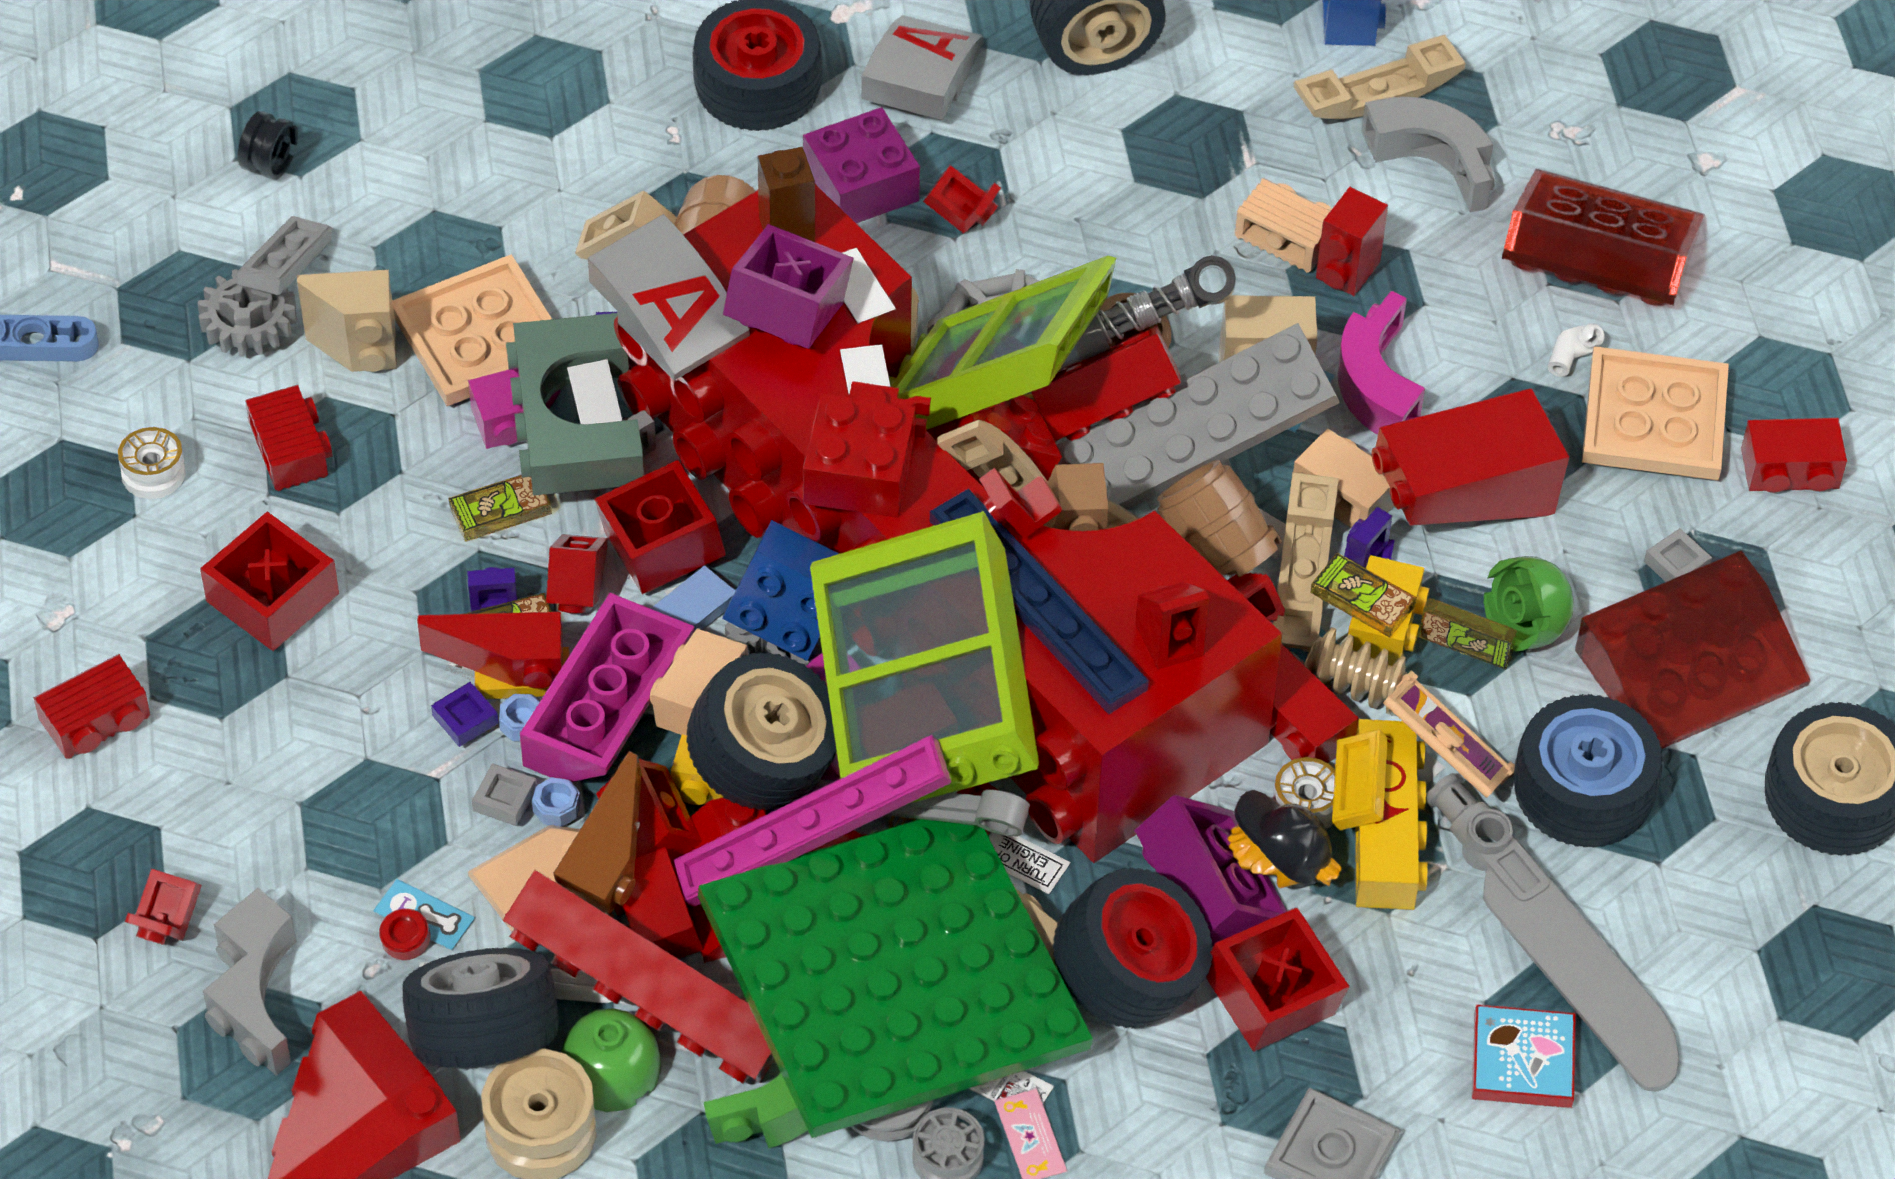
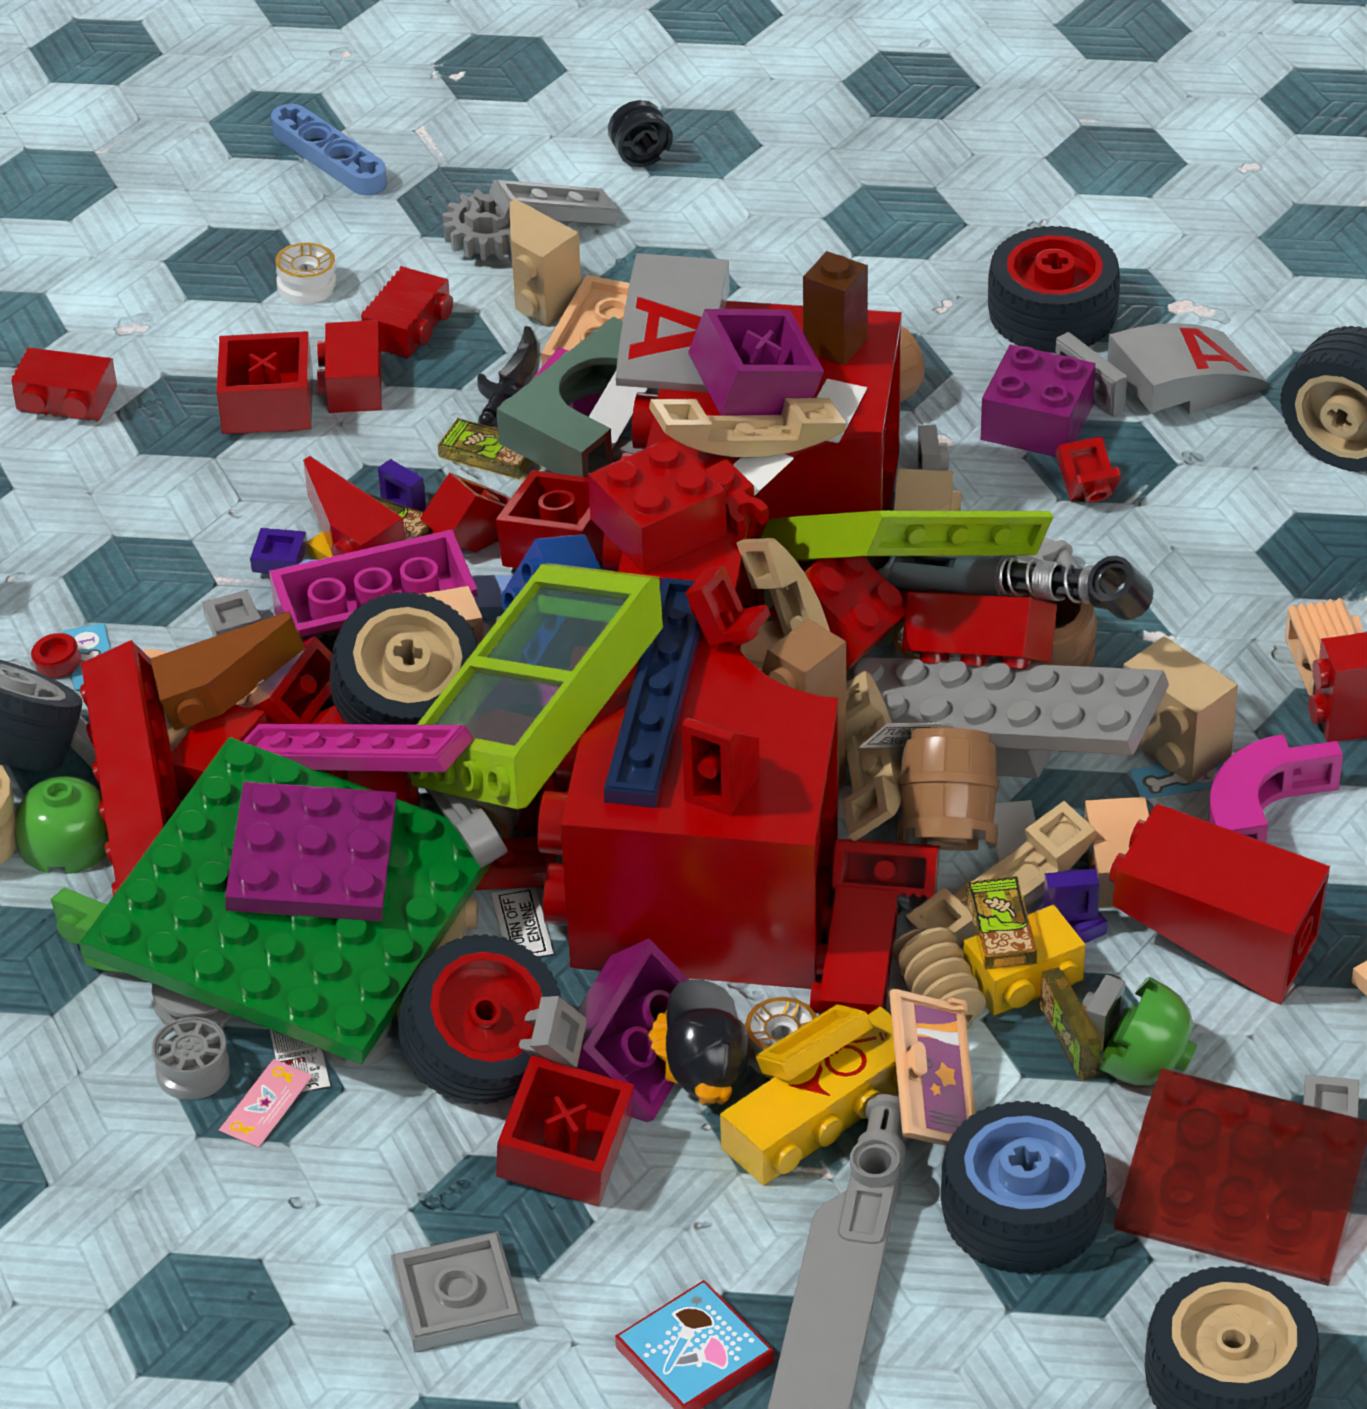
camera: 50 degrees right, 10 degrees down
(312, 510) = (351, 366): none -> red brick
(432, 428) = (510, 377): none -> black piece
(839, 108) = (1109, 381): none -> light grey tile
(845, 342) = (800, 426): none -> tan slope
(884, 922) = (311, 851): none -> magenta plate
(1156, 500) = (895, 734): none -> white sticker
(1219, 912) = (556, 1031): none -> light grey tile
(1477, 599) = (1105, 1007): none -> light grey plate

